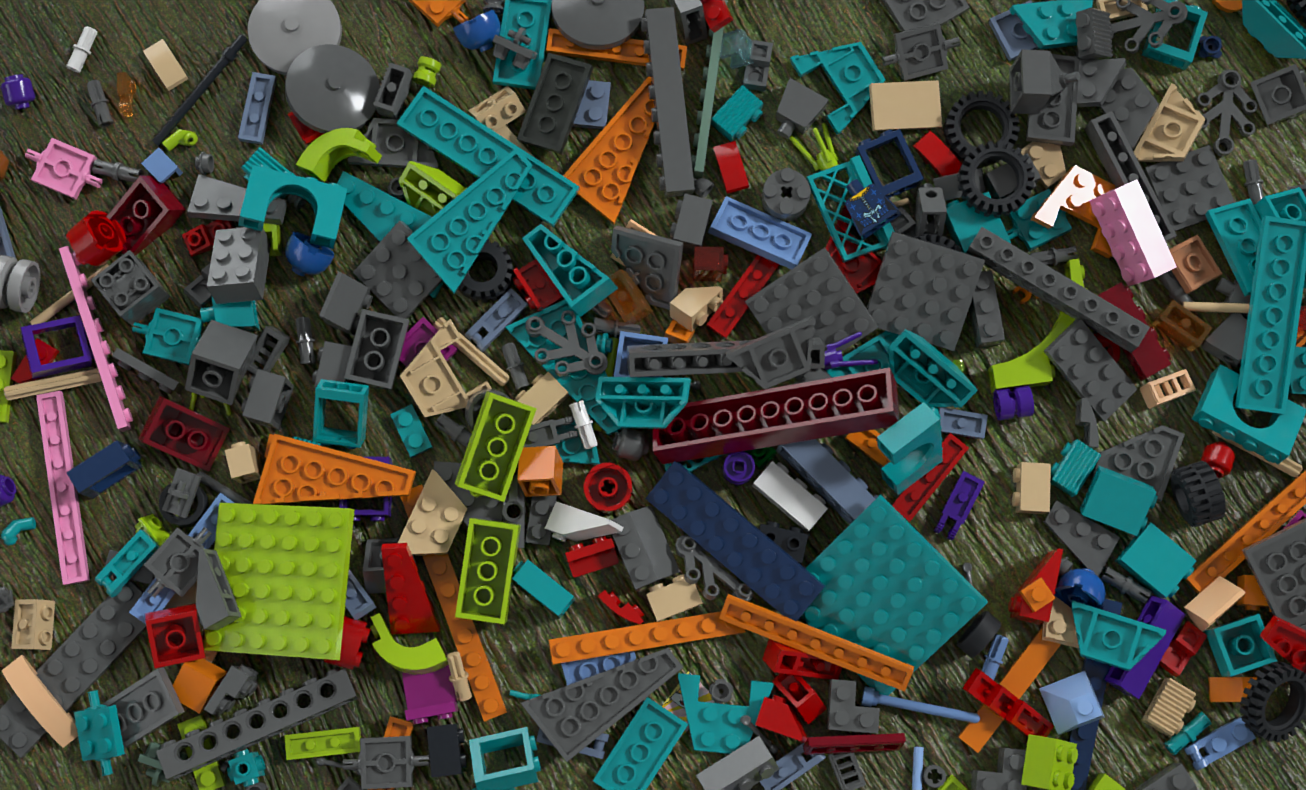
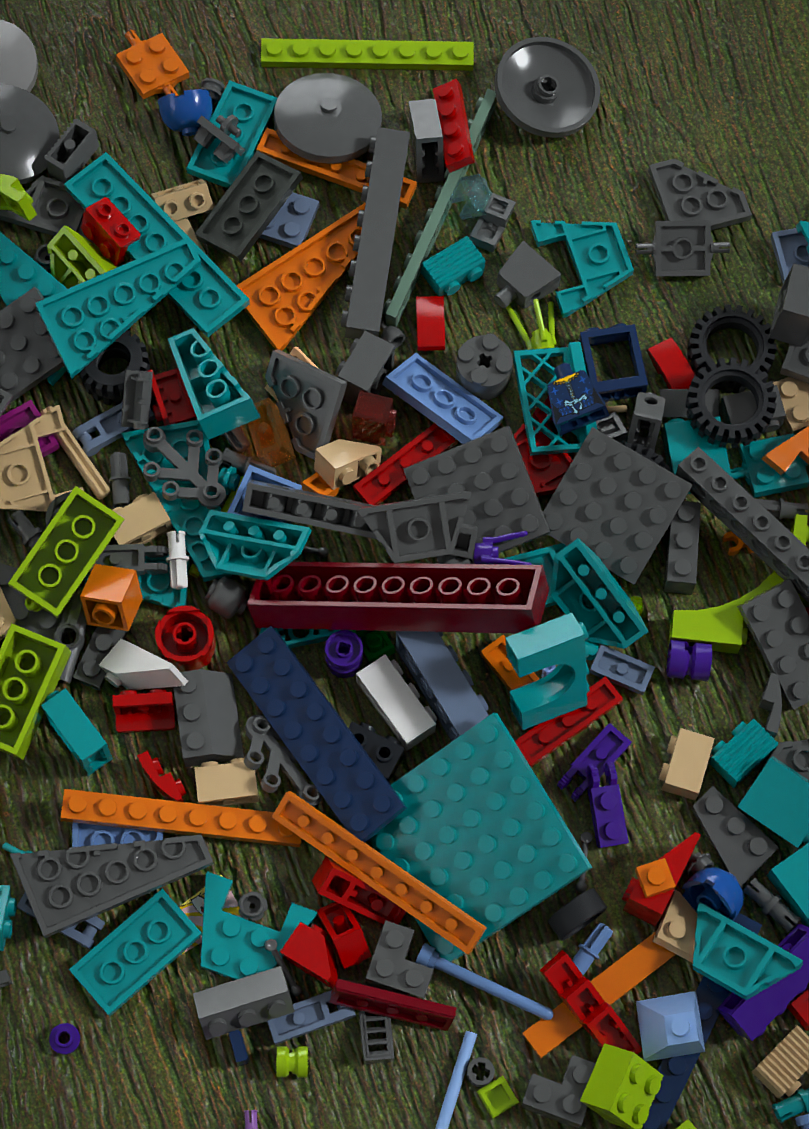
camera: 15 degrees right, 10 degrees down
(426, 72) = (116, 141): lime wheel -> none
(446, 154) = (109, 230): none -> red bracket
(512, 297) = (136, 399): none -> dark grey hinge
(905, 105) = (649, 303): tan tile -> none
(978, 540) = (606, 807): none -> dark purple hinge

